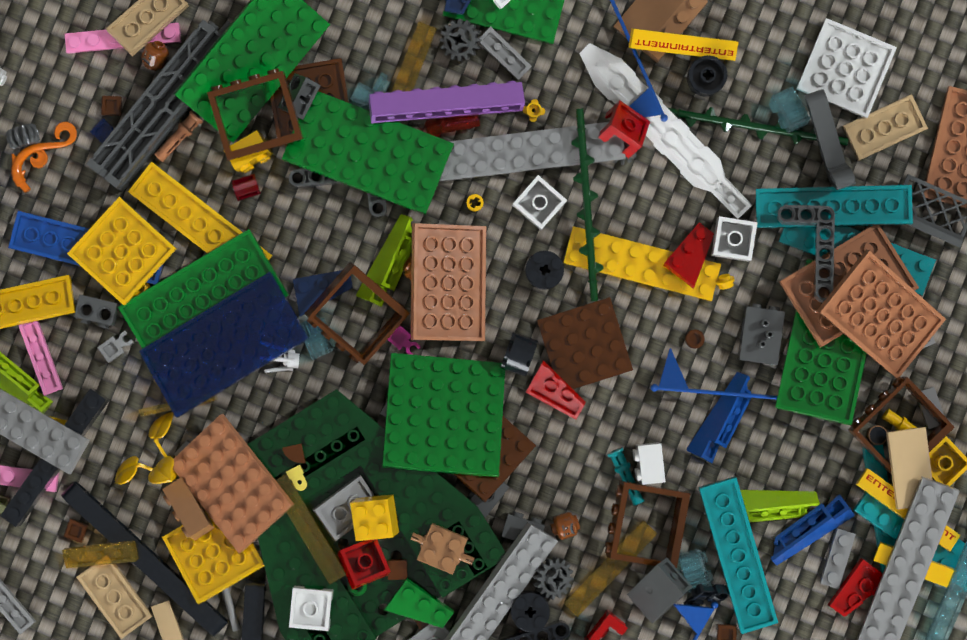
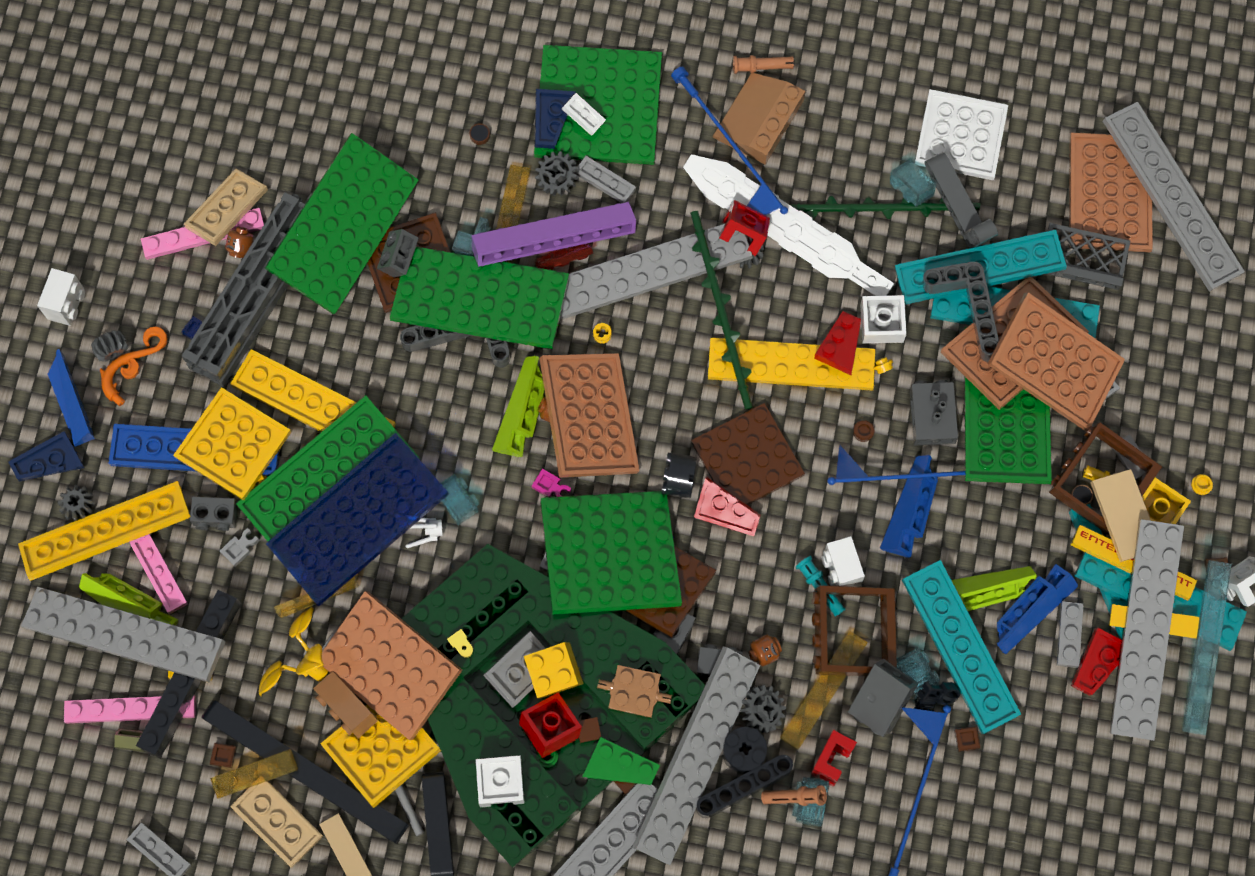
camera: 10 degrees left, 15 degrees down
(111, 106) = (200, 302): reddish brown tile -> none
(184, 129) = (281, 312): nougat pin -> none
(238, 85) = (370, 301): reddish brown window -> none
(246, 163) = (353, 319): yellow brick -> none
(246, 187) = (356, 359): dark red piece -> none
(295, 453) = (454, 617): reddish brown tile -> none
(311, 287) = (452, 449): dark blue wing -> none
(311, 533) = (488, 702): clear yellow tile -> none
(383, 334) = (516, 435): reddish brown window -> none
(533, 115) = (646, 225): yellow plate -> none
(538, 261) = (689, 375): black brick -> none
(539, 202) = (670, 318): white brick -> none
(682, 44) = (788, 135): yellow tile -> none
(714, 68) = (823, 174): black brick -> none
(884, 127) = (1014, 186): tan tile -> none

